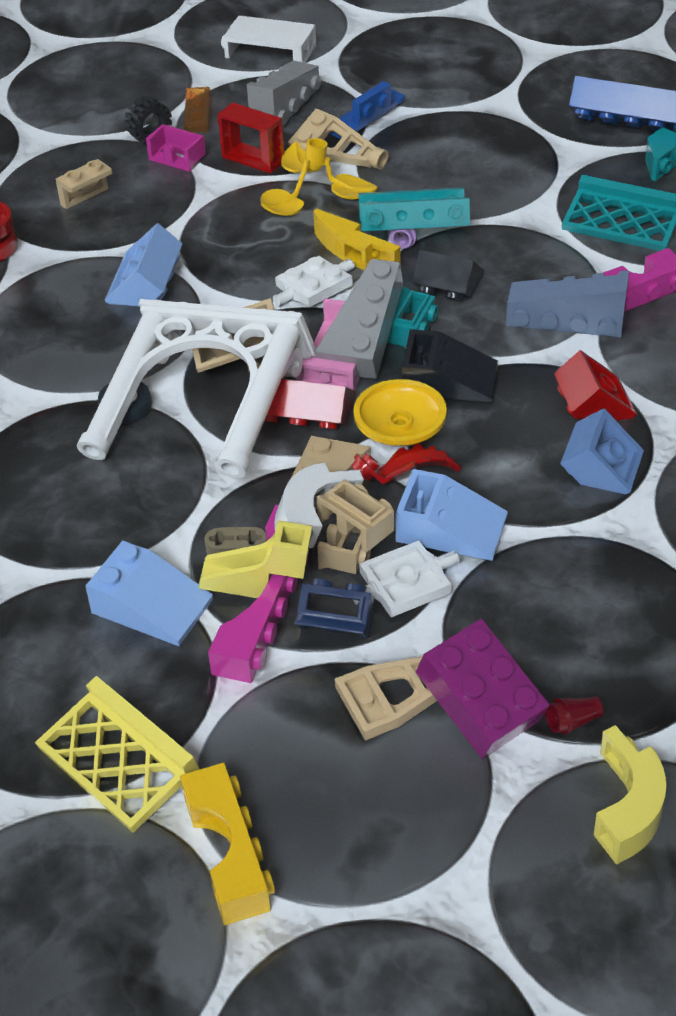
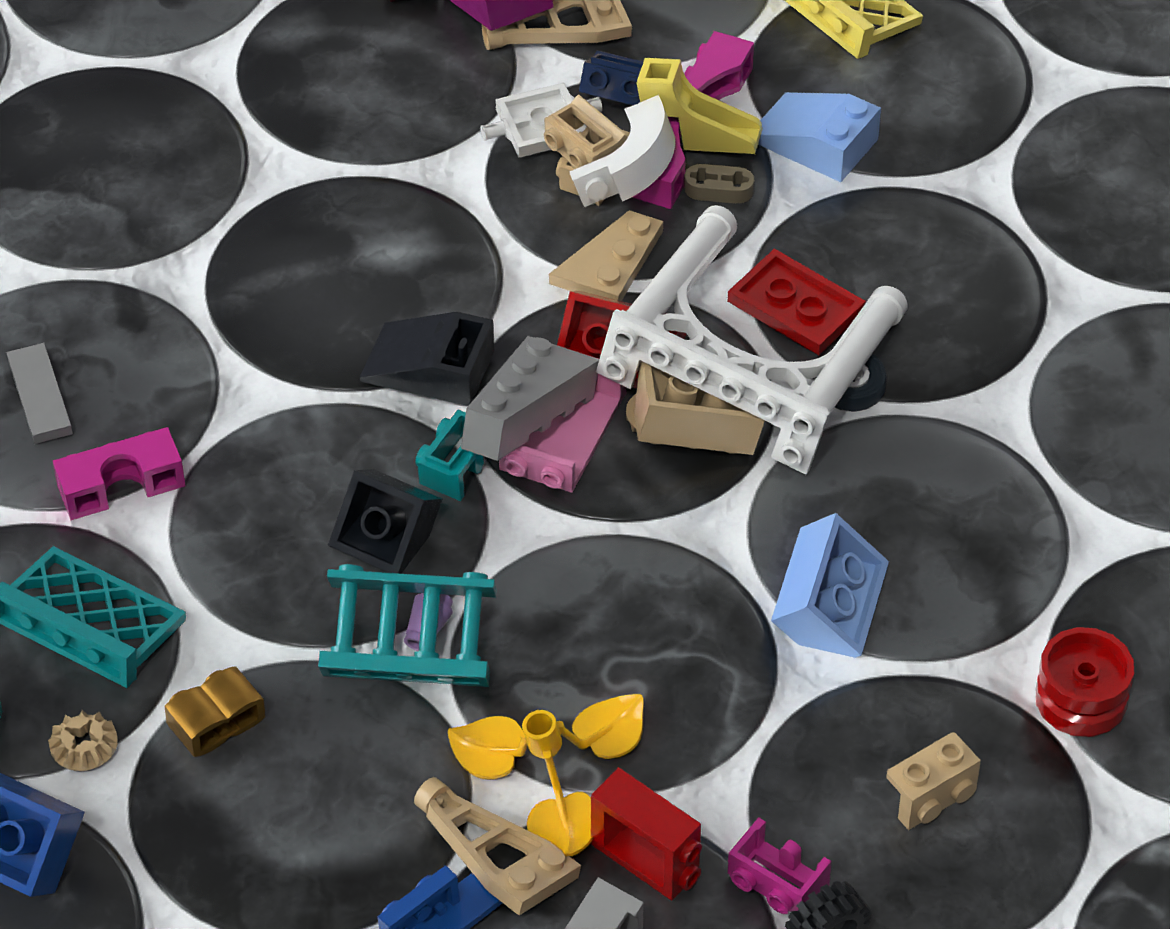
camera: 175 degrees left, 5 degrees up
(167, 447) = (796, 301): none -> red plate
(313, 281) = (579, 548): white plate -> none
(348, 242) = (519, 605): yellow slope -> none
(400, 412) = (507, 284): yellow dish -> none
(402, 462) = (512, 238): red plant -> none
(448, 517) = (483, 167): light blue slope -> none
(520, 176) = (214, 711): none -> pearl gold brick
(570, 305) = (238, 429): sand blue wedge -> none
(591, 388) = (257, 307): red slope -> none
(602, 165) = (89, 753): none -> tan gear
(602, 454) = (284, 225): medium blue slope -> none

